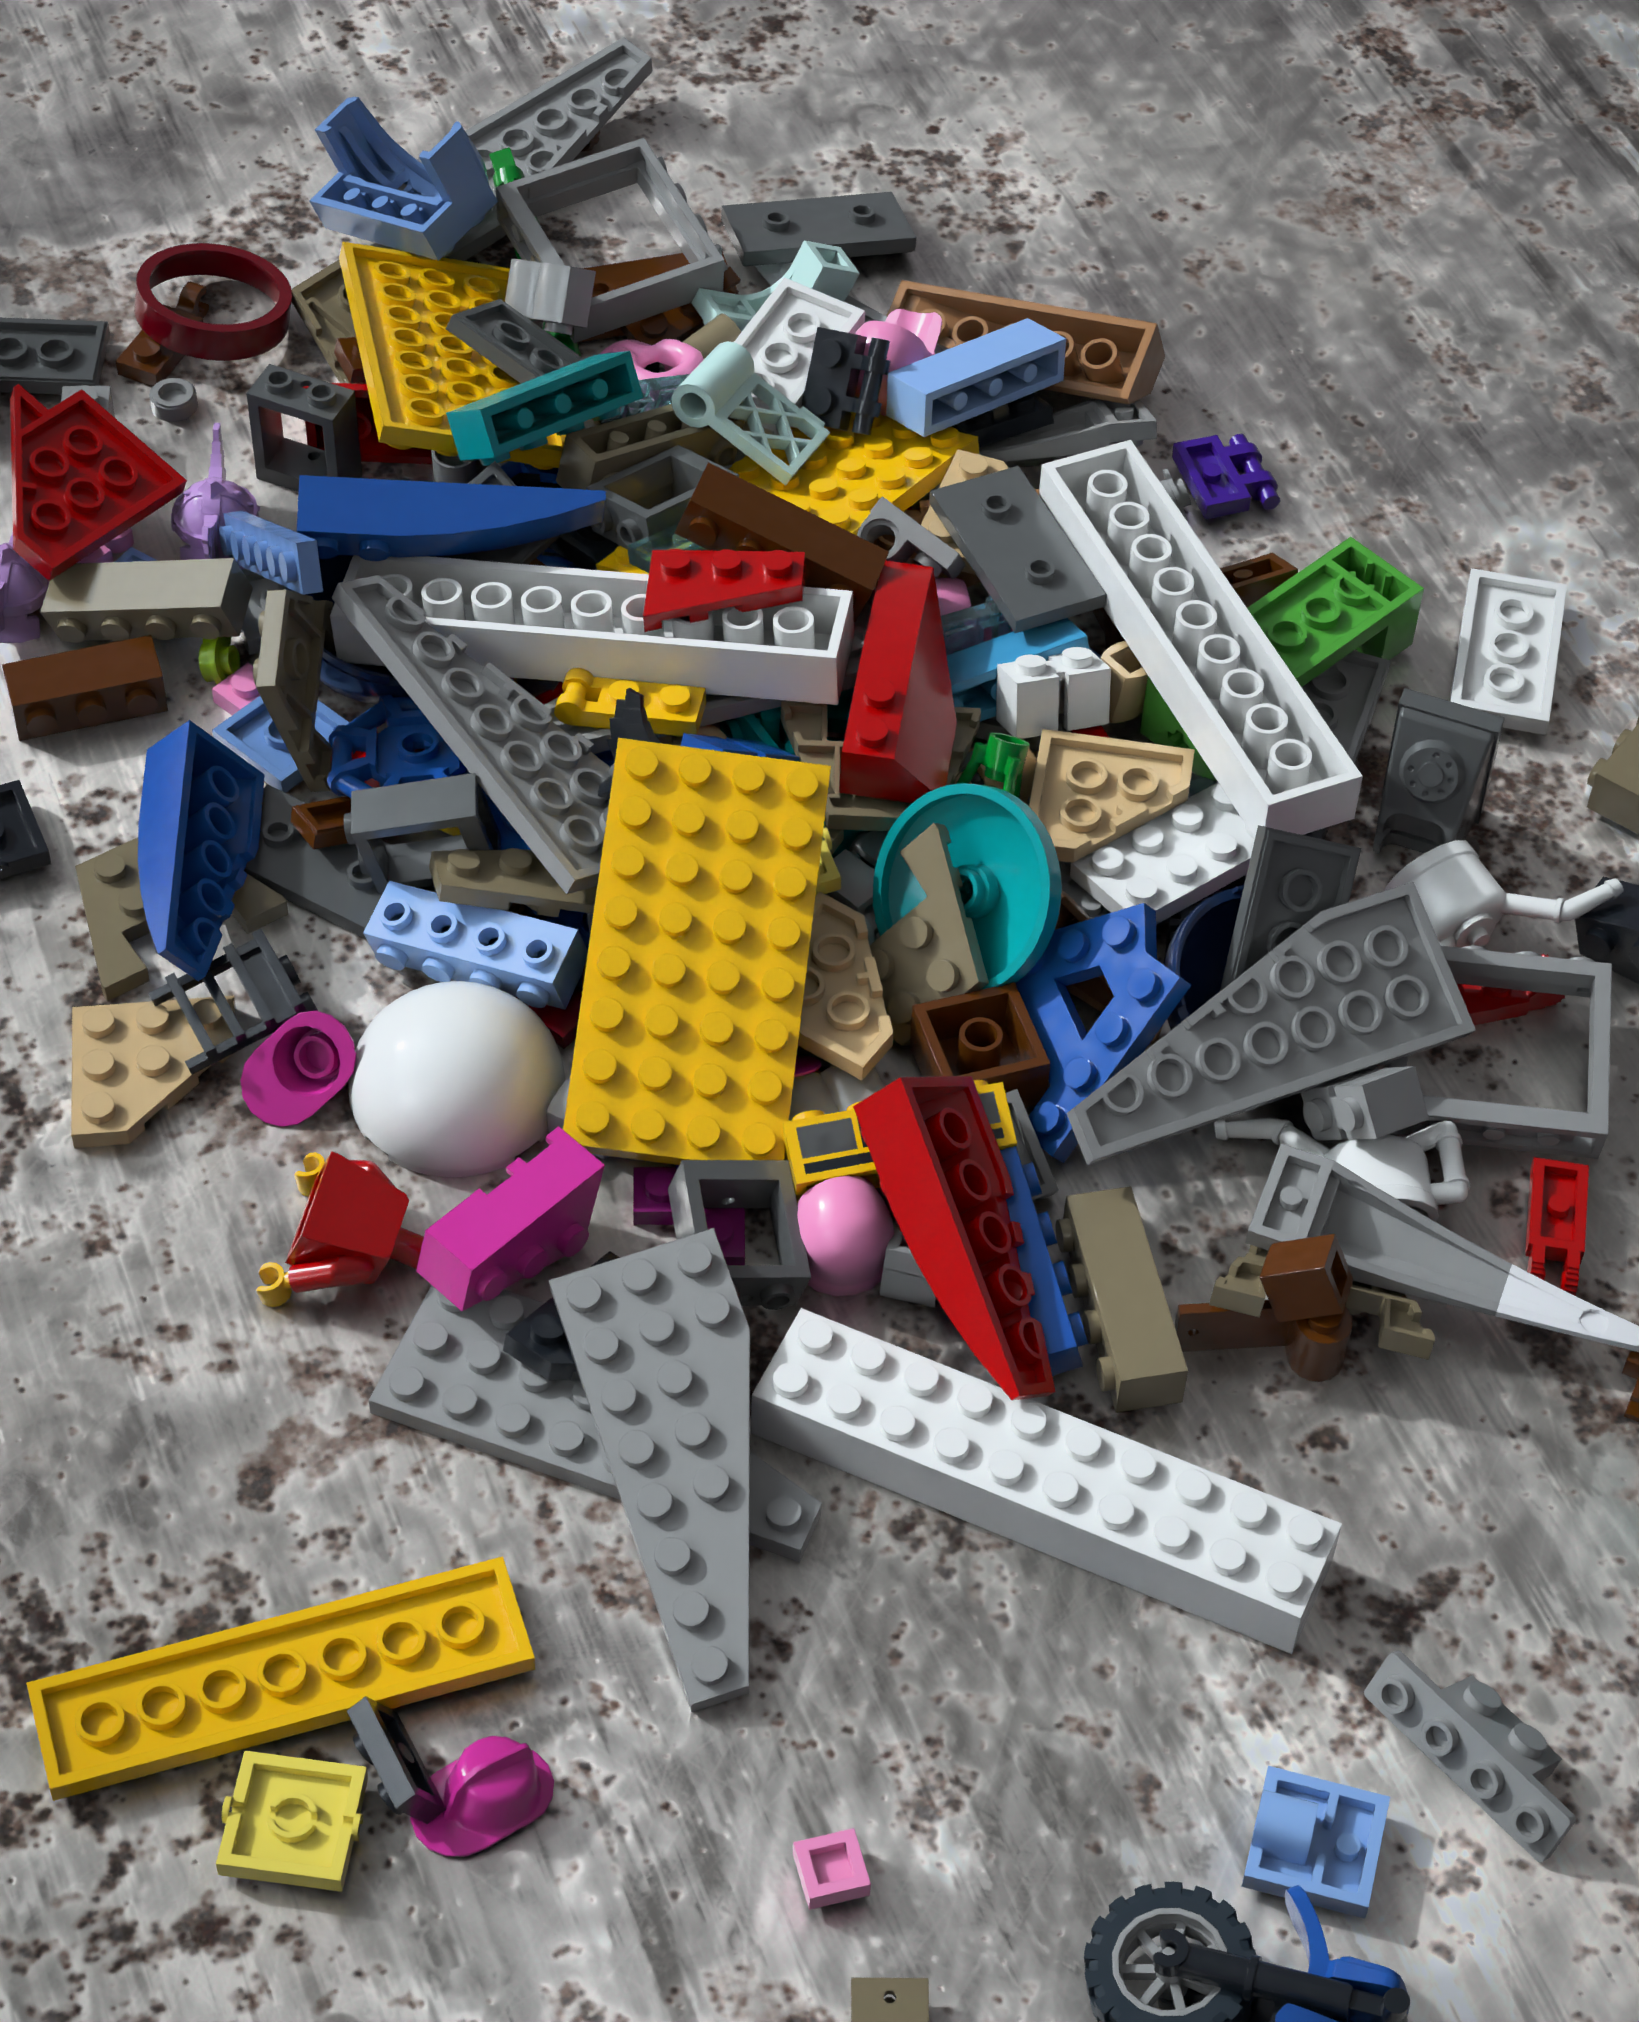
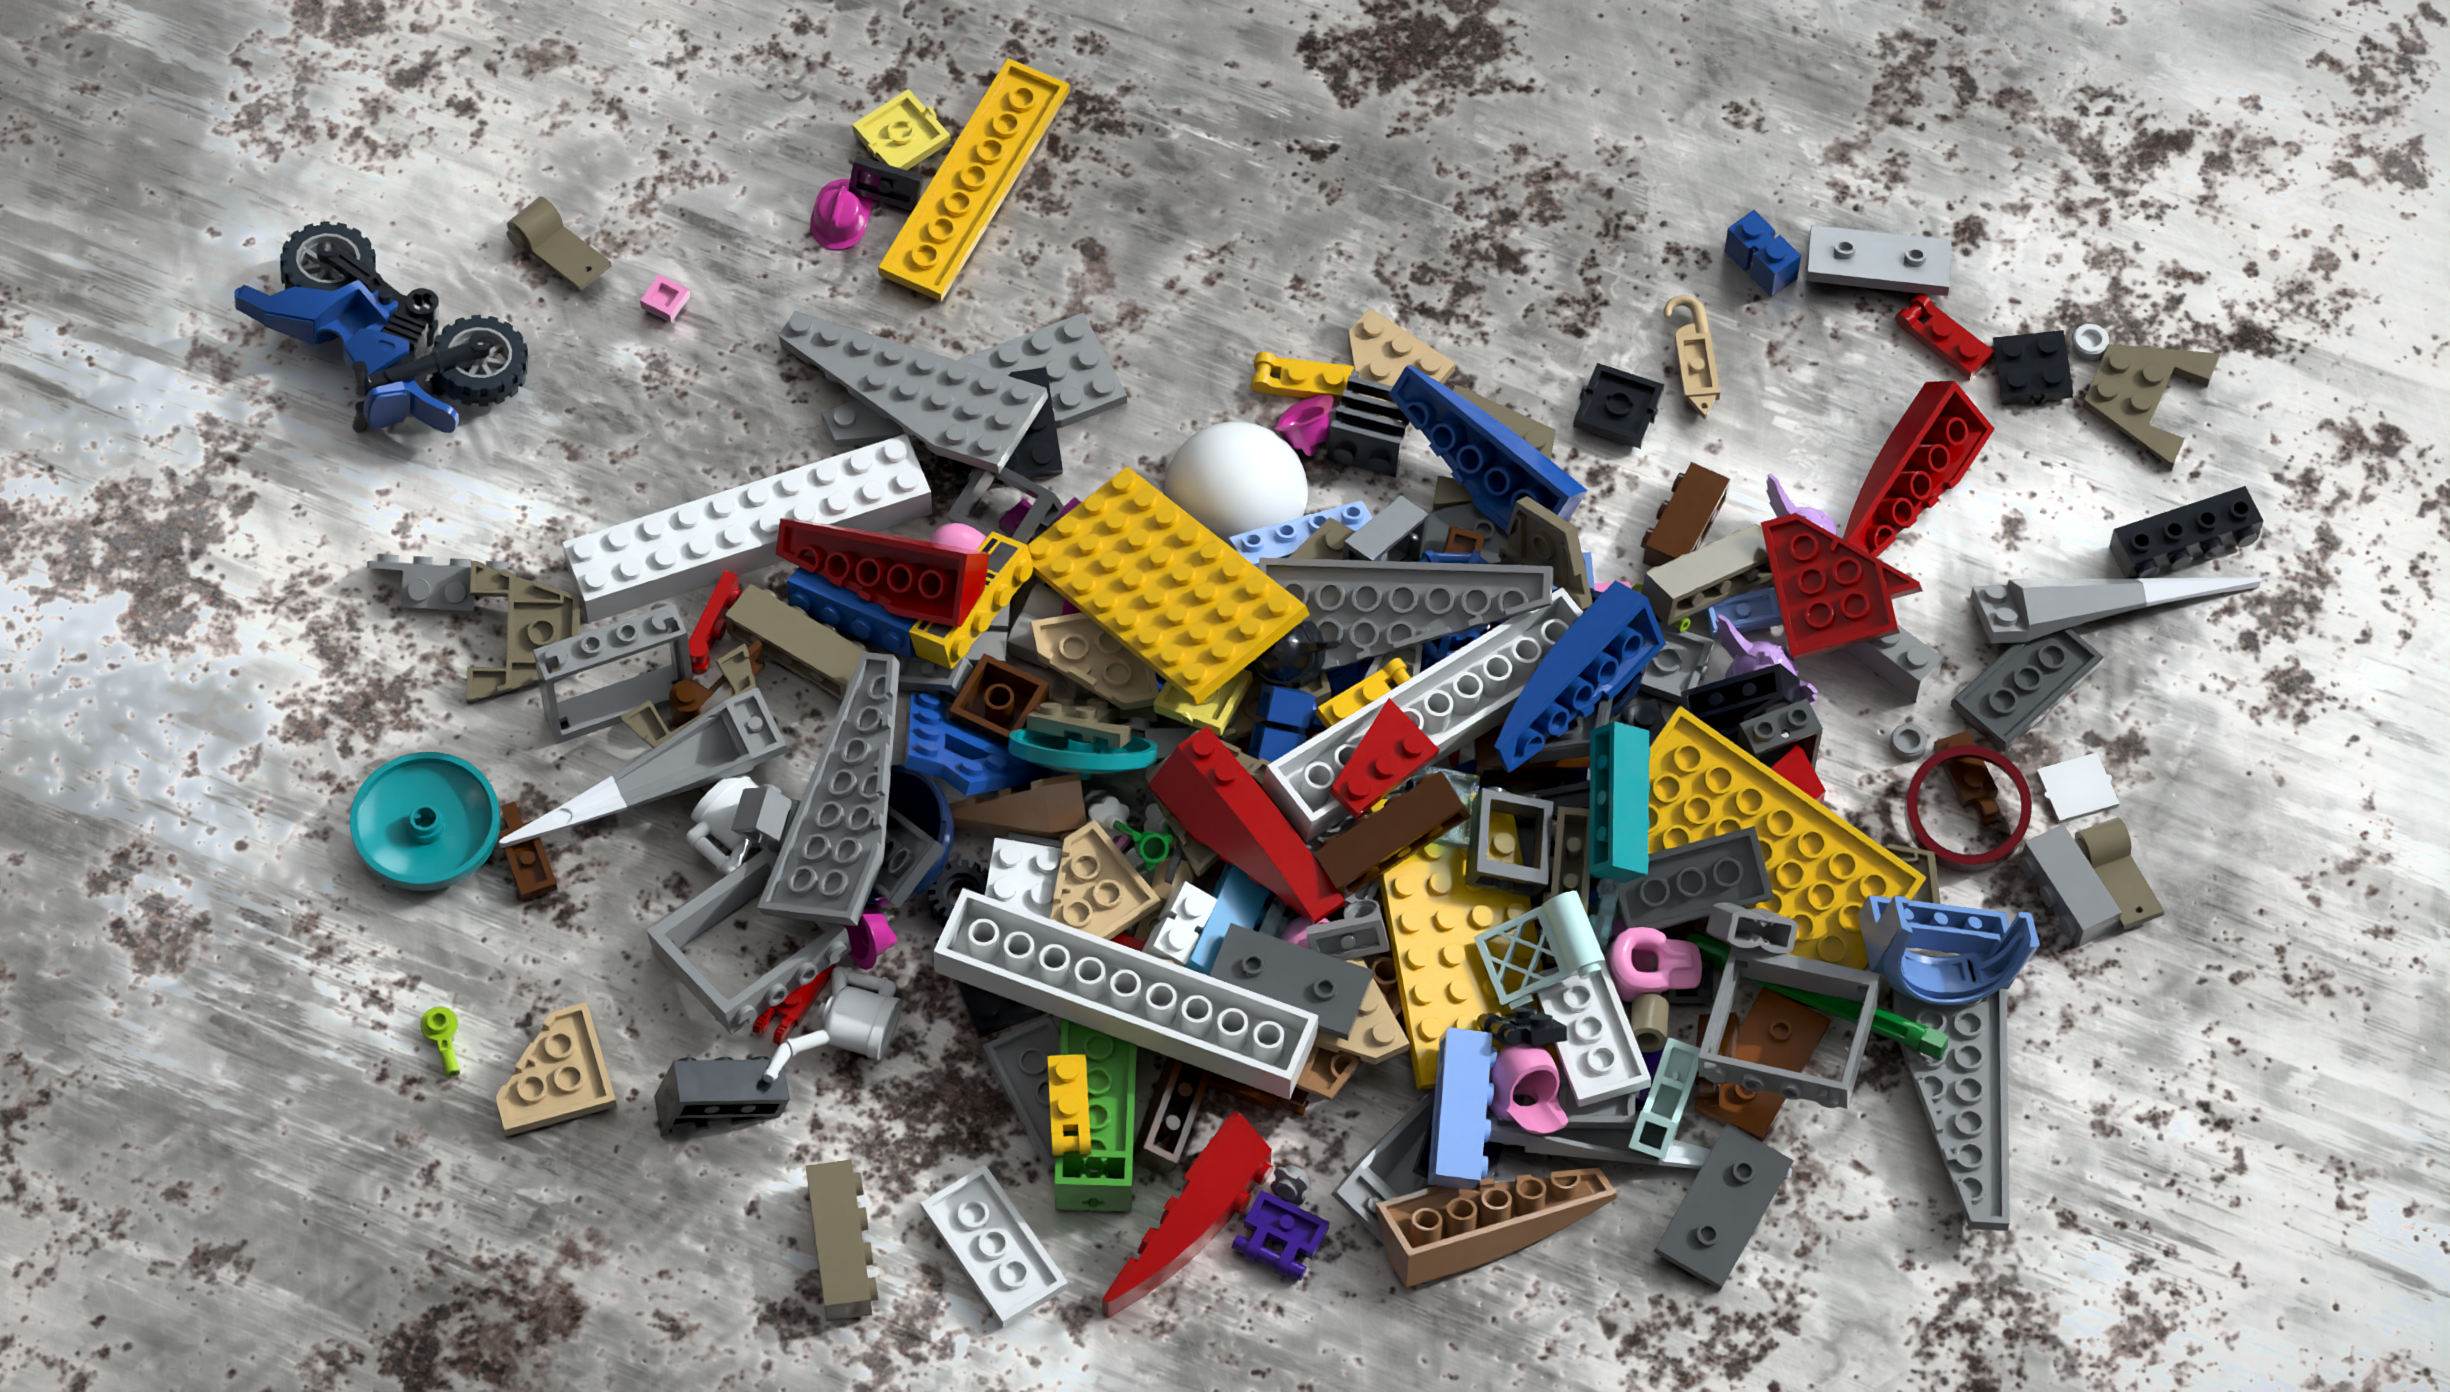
camera: 135 degrees right, 10 degrees up
(92, 273) = (2077, 788): none -> white piece
(167, 193) = (2109, 853): none -> dark tan door
(219, 198) = (2070, 886): none -> light grey brick
(235, 1132) = (1299, 377): none -> yellow plate
(270, 453) = (1741, 698): none -> black wedge
(272, 551) = (1680, 626): medium blue plate -> none
(344, 1231) = (1188, 368): red torso -> none
(516, 1227) = (1103, 416): dark pink wedge -> none
(1199, 1408) = (713, 622): none -> red plate
(1306, 1278) = (706, 687): reddish brown panel -> none
(1311, 526) = (1214, 1191): none -> red wedge
(1317, 1839) = (475, 478): light blue plate -> none
(1343, 622) = (1069, 1103): none -> yellow plate
(1387, 1426) = (604, 645): none -> light grey window
(1423, 1562) = (535, 619): none -> dark tan wing
(1436, 772) = (934, 1073): dark grey piece -> none
(1557, 1218) = (637, 880): red hinge -> none

